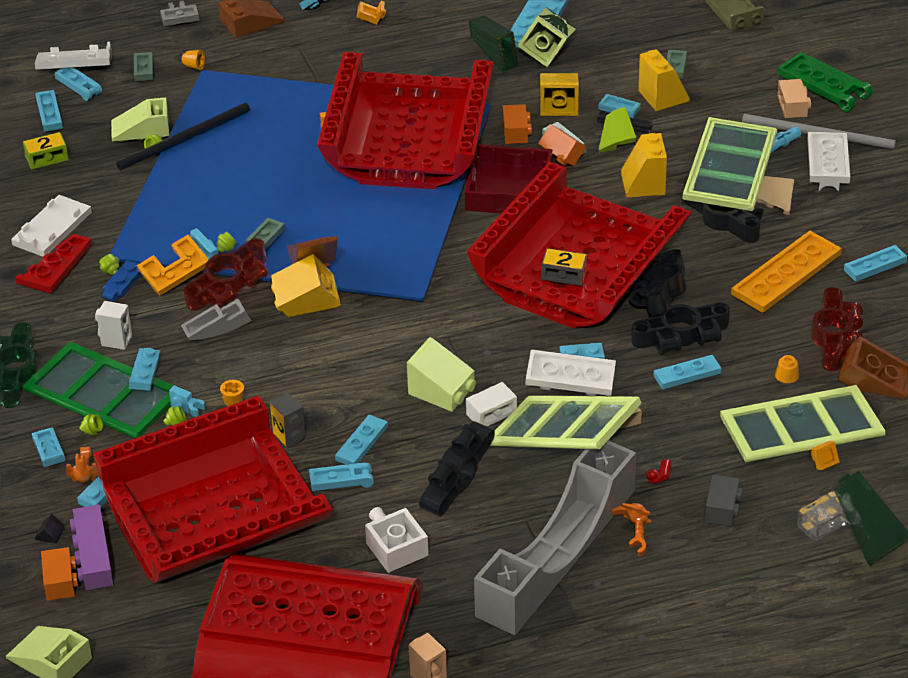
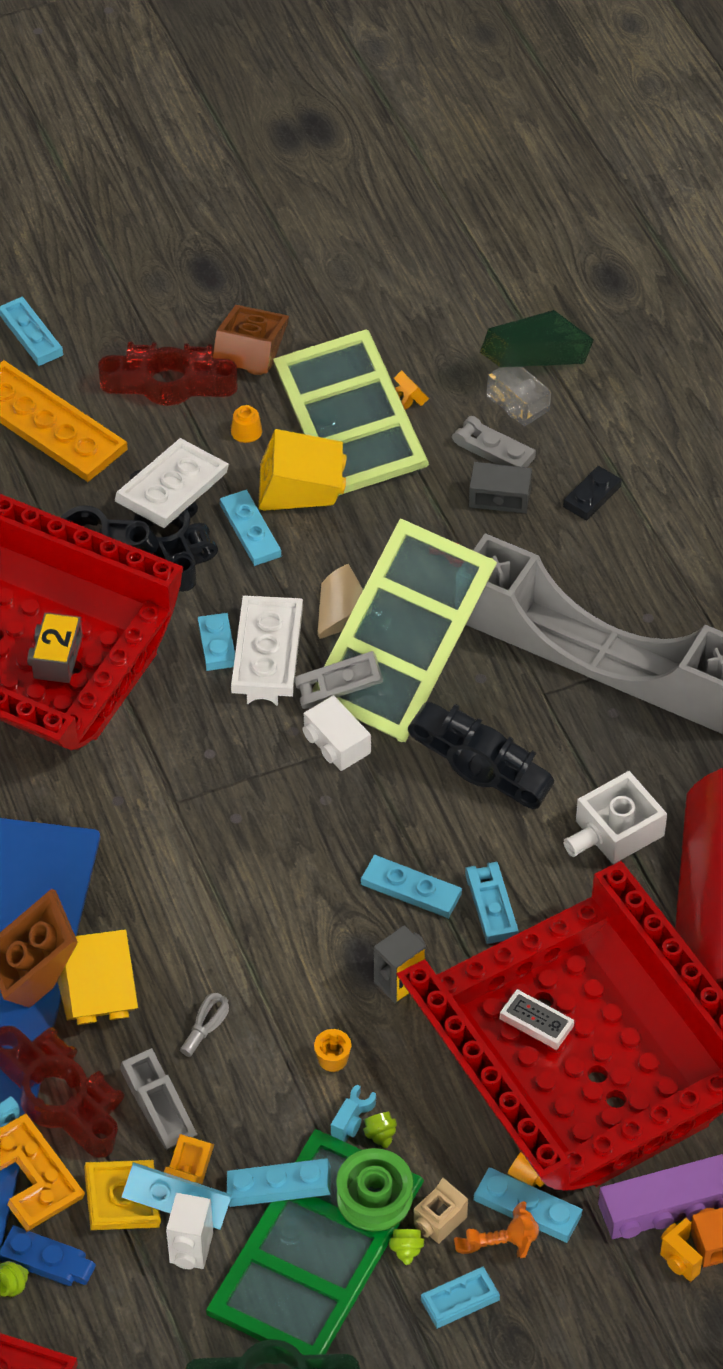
camera: 95 degrees left, 10 degrees up
(50, 530) = (635, 1269): black slope -> none
(50, 542) = (678, 1253): none -> light orange bracket
(104, 435) = (441, 1226): none -> tan window
(123, 402) = (378, 1170): none -> bright green wheel
(142, 324) = (160, 1188): none -> medium azure plate
(153, 307) = (104, 1195): none -> yellow plate
(167, 334) = (190, 1159): none -> light orange bracket
(233, 483) = (536, 1019): none -> tile
(264, 342) = (199, 1032): none -> light grey piece
(439, 376) = (289, 792): yellowish green slope -> none
(529, 399) = (339, 679): none -> light grey plate
(639, 515) = (577, 571): orange piece -> none
(713, 319) = (171, 482): none -> white piece
(722, 557) = (592, 493): none -> black plate
(729, 385) = (301, 471): none -> yellow slope
(771, 504) = (492, 444): none -> light grey plate

